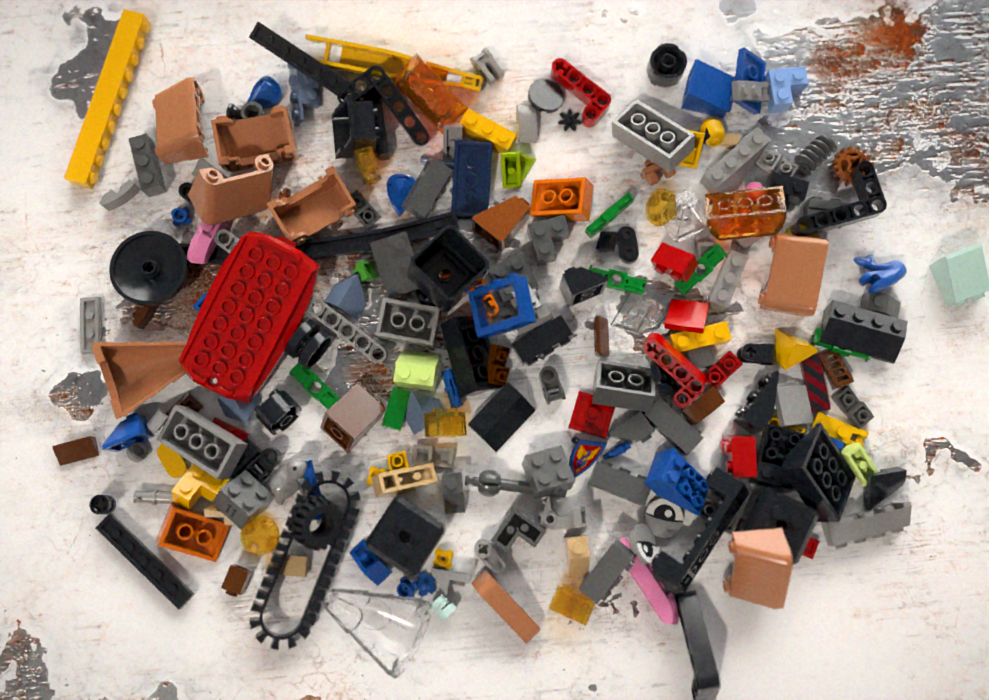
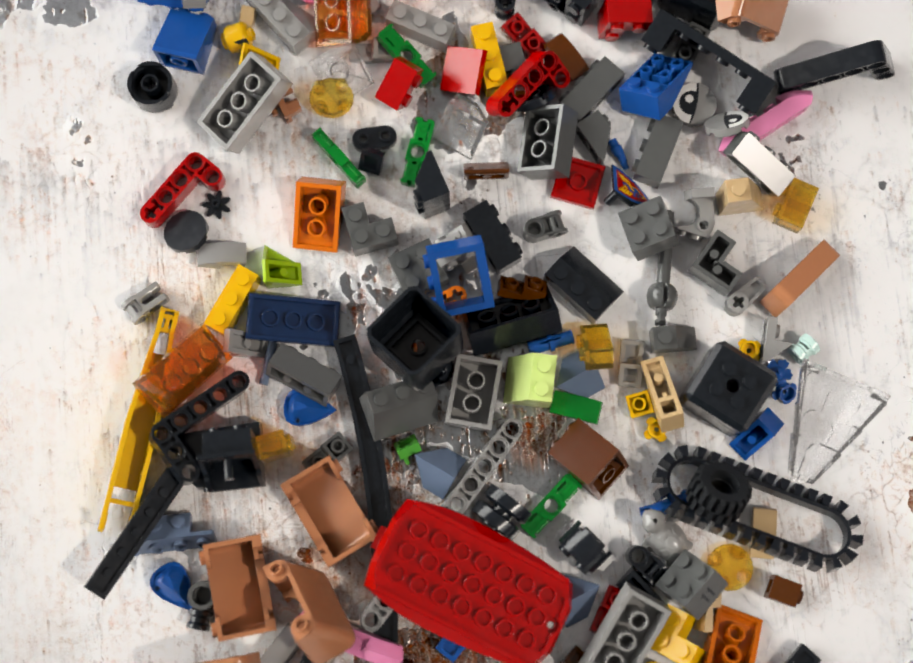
camera: 90 degrees left, 0 degrees up
(502, 221) = (350, 279): dark orange slope -> none

